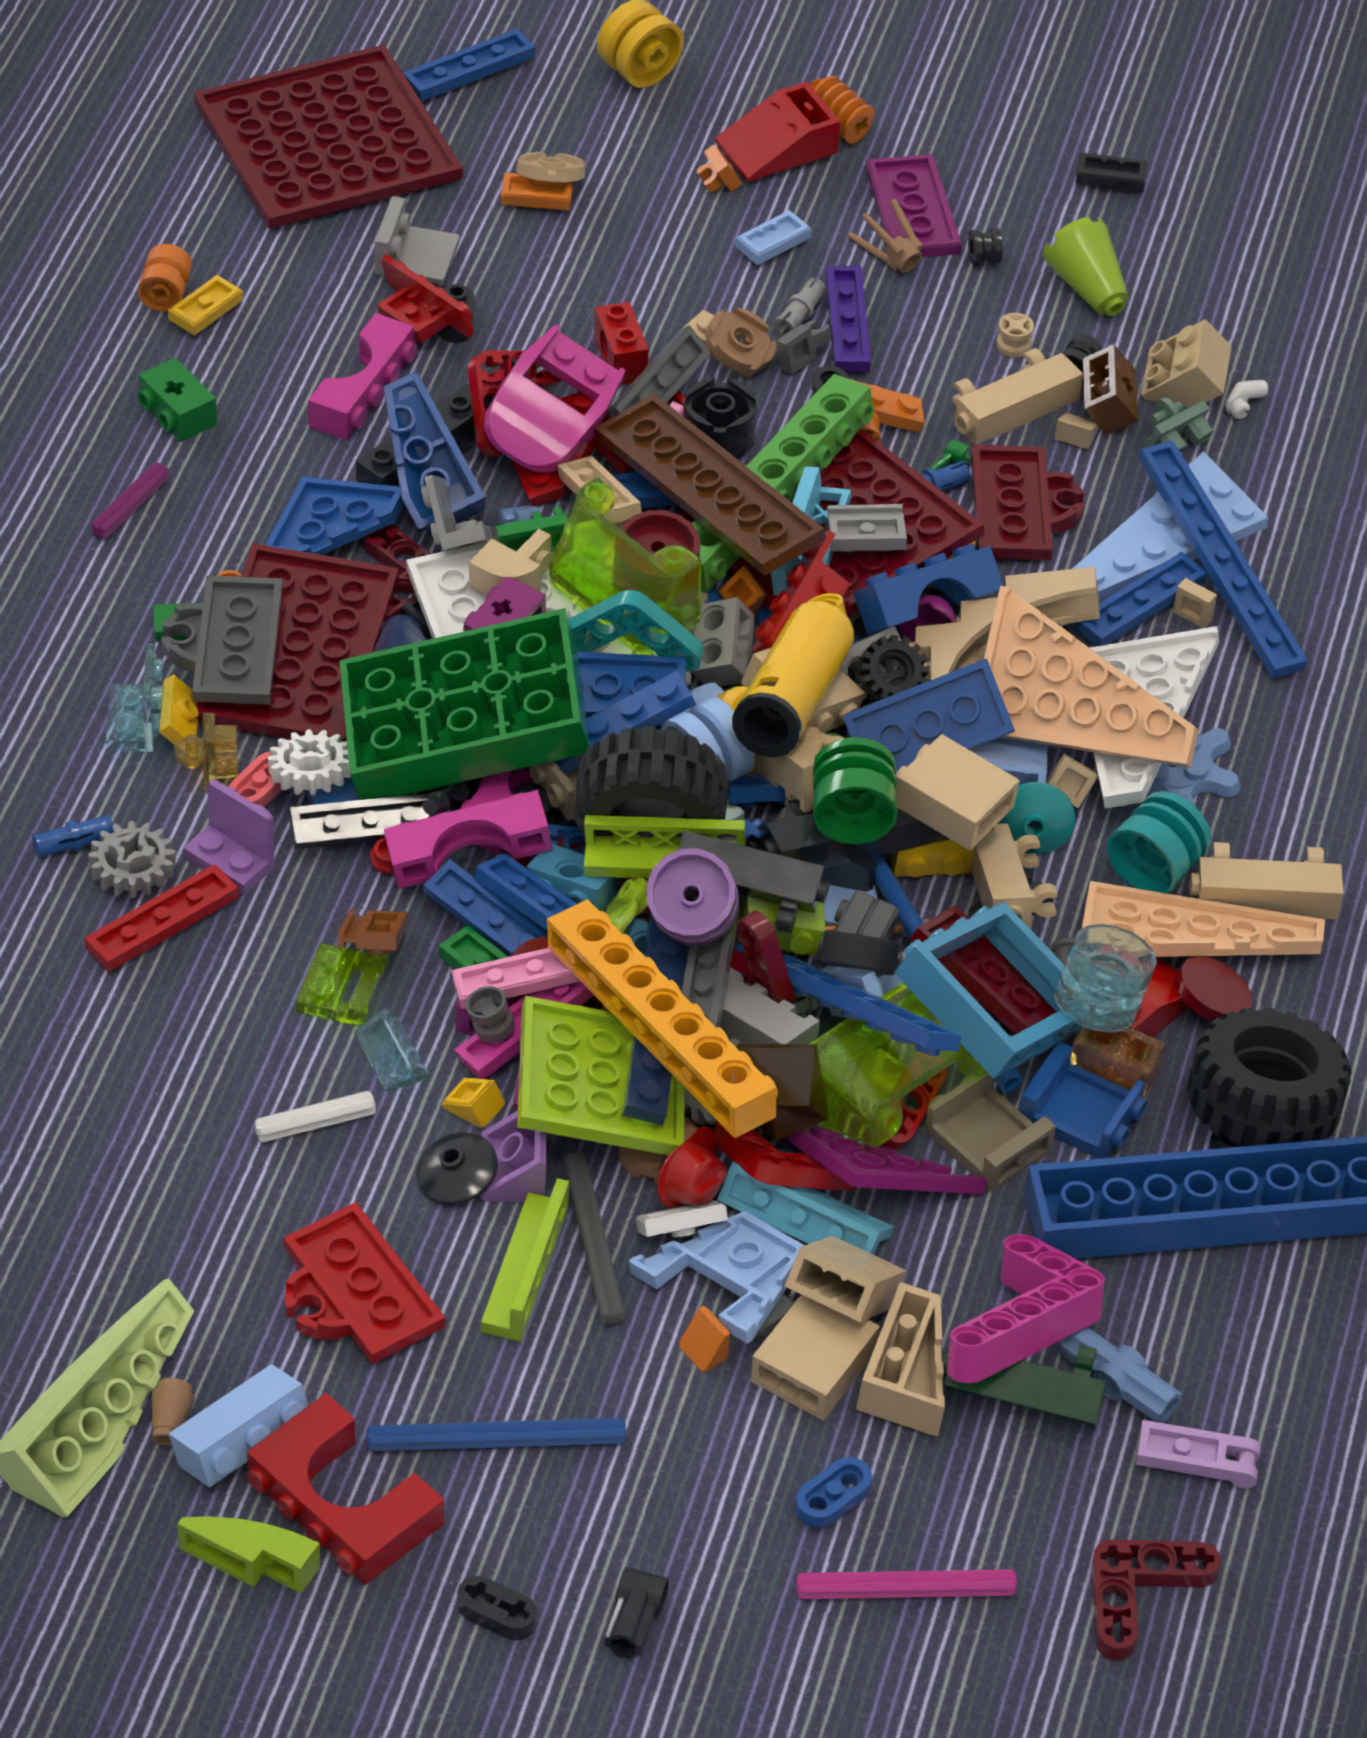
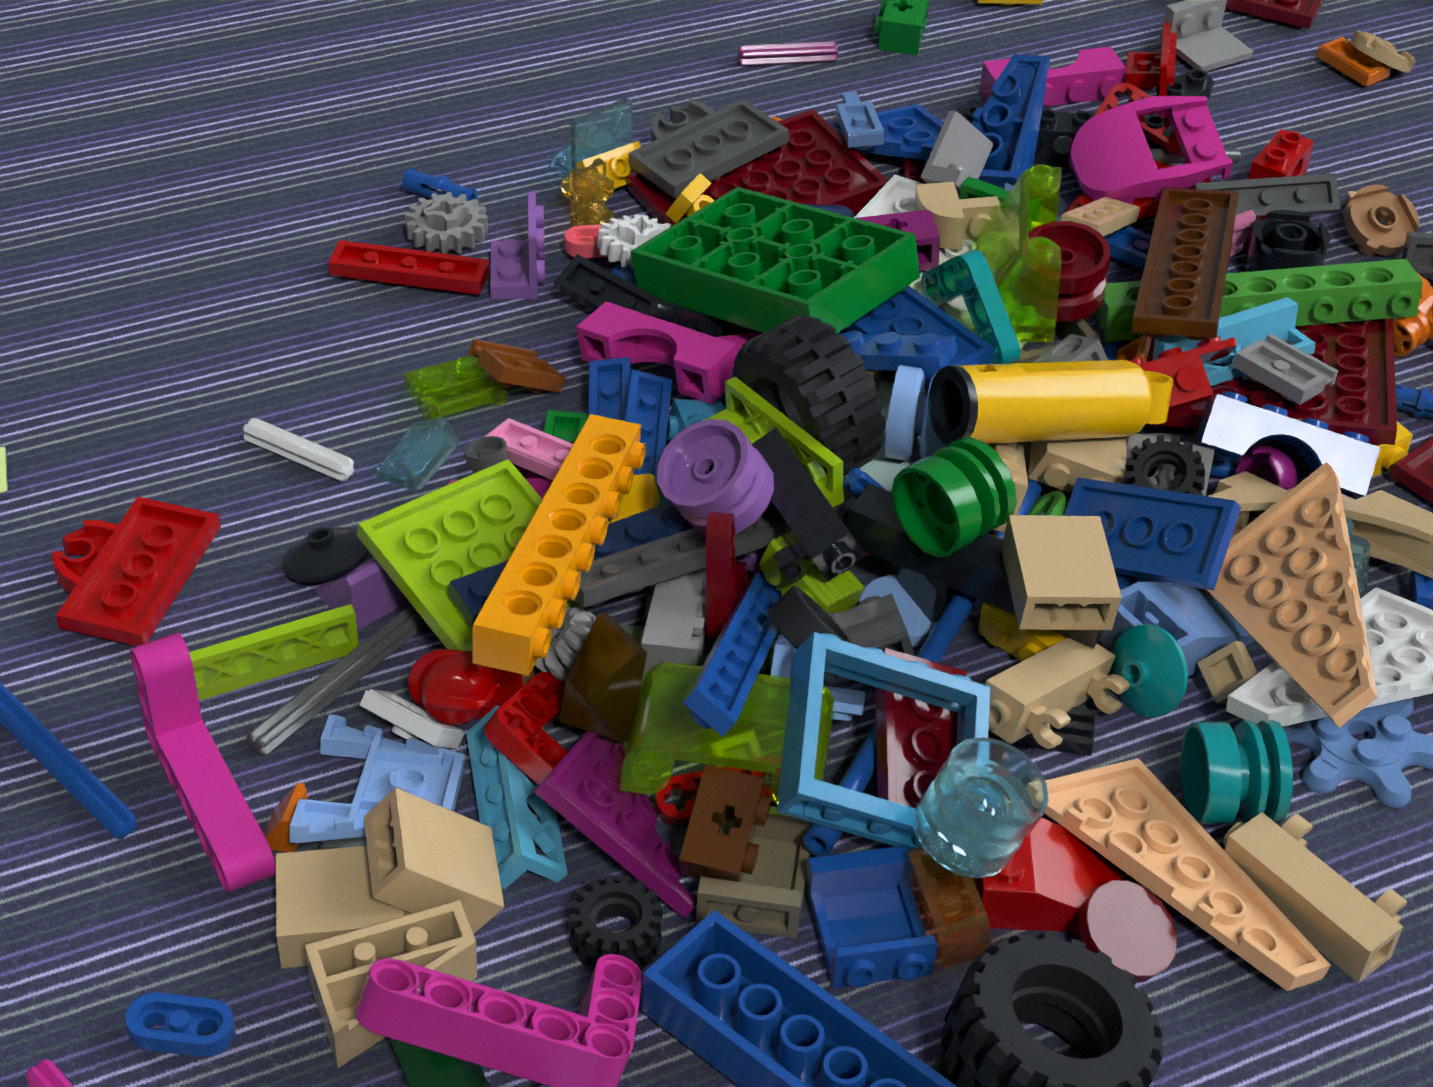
camera: 50 degrees right, 5 degrees down
(295, 698) = (690, 199): none -> yellow tile
(308, 529) = (859, 122): none -> medium blue hinge
(627, 1362) = (195, 765): none -> dark pink beam
(944, 1108) = (720, 798): none -> reddish brown brick
(960, 1246) = (615, 901): none -> black tyre

